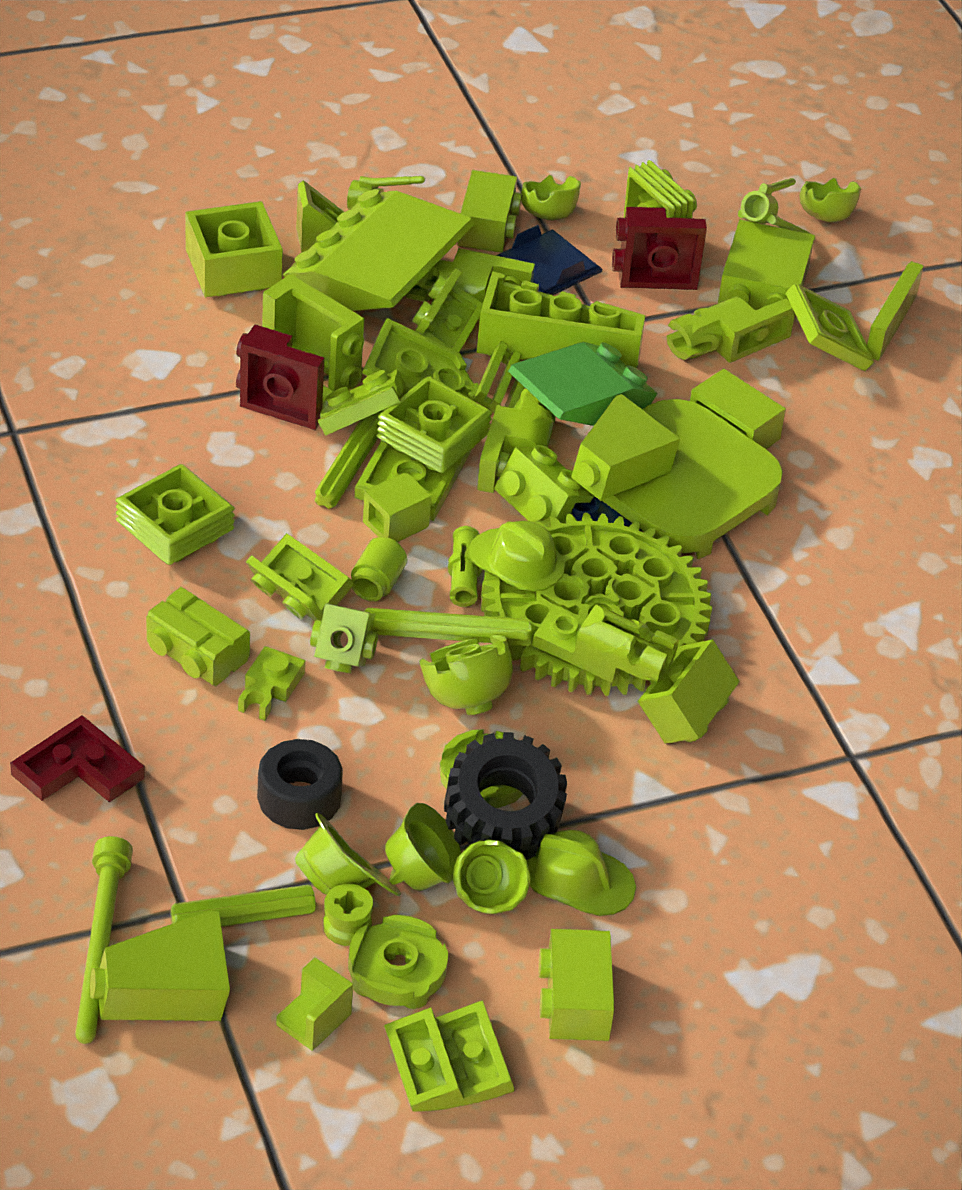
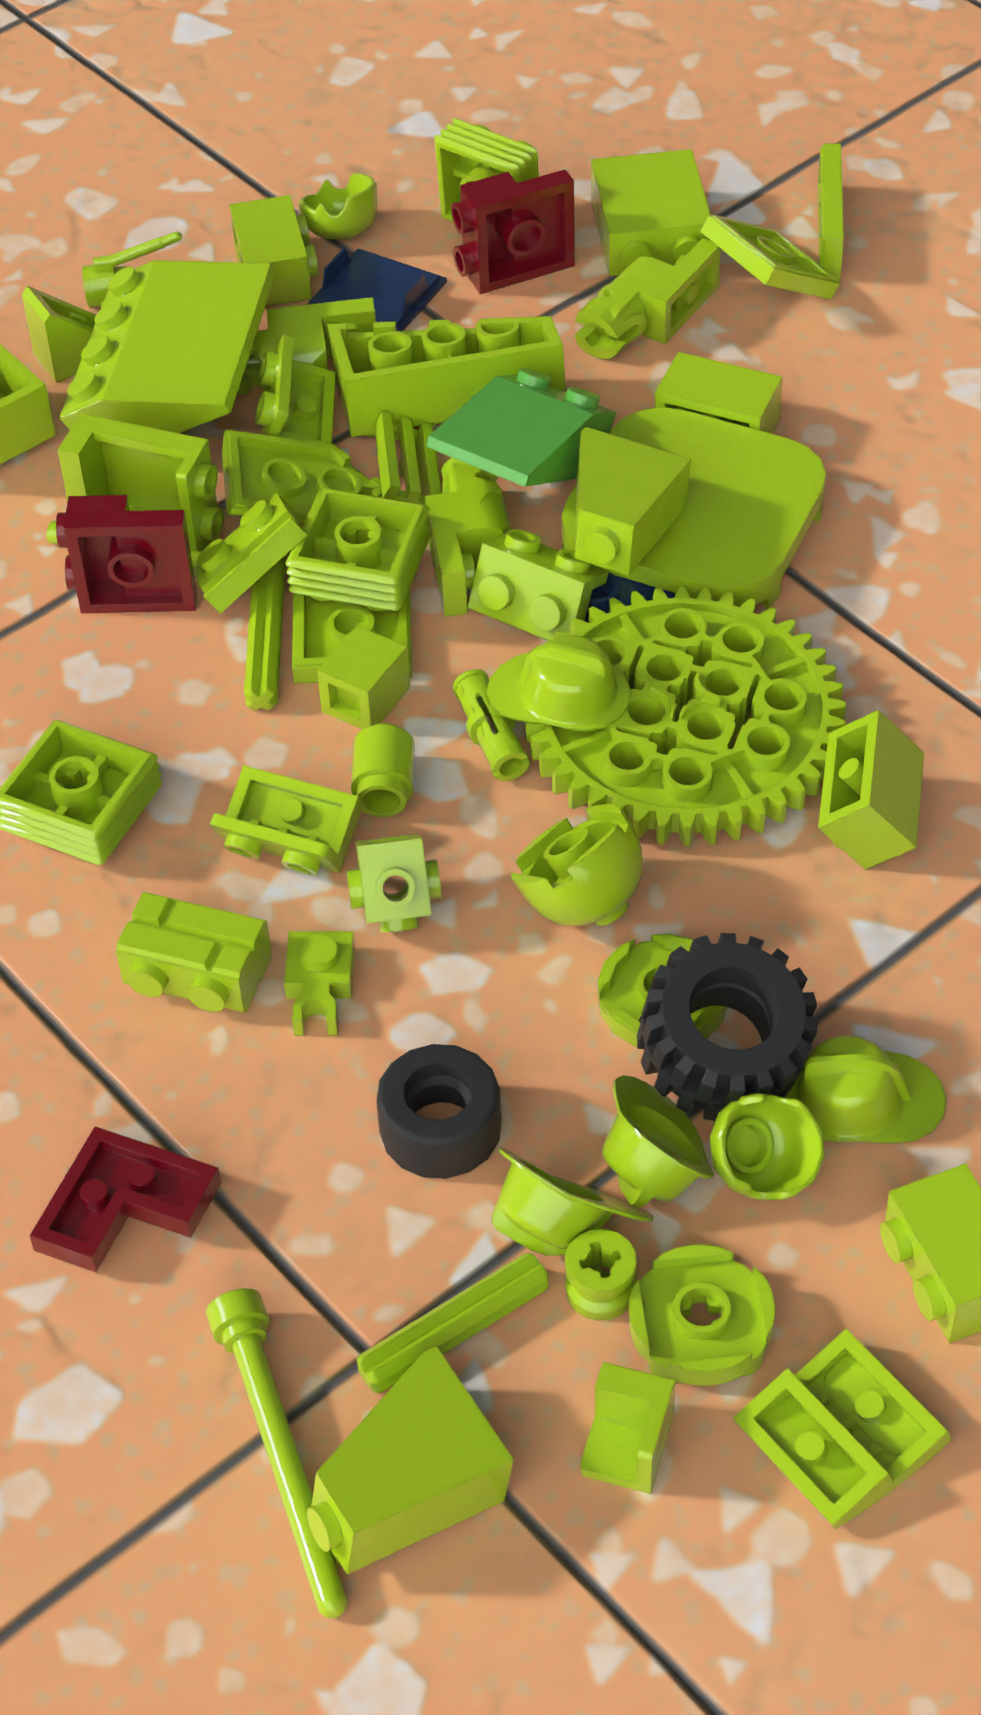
camera: 15 degrees left, 5 degrees up
(451, 626) = (524, 813): lime axle -> none
(606, 643) = (745, 765): lime plate -> none
(763, 207) = (615, 134): lime plant -> none
(829, 200) = (678, 105): lime hair -> none

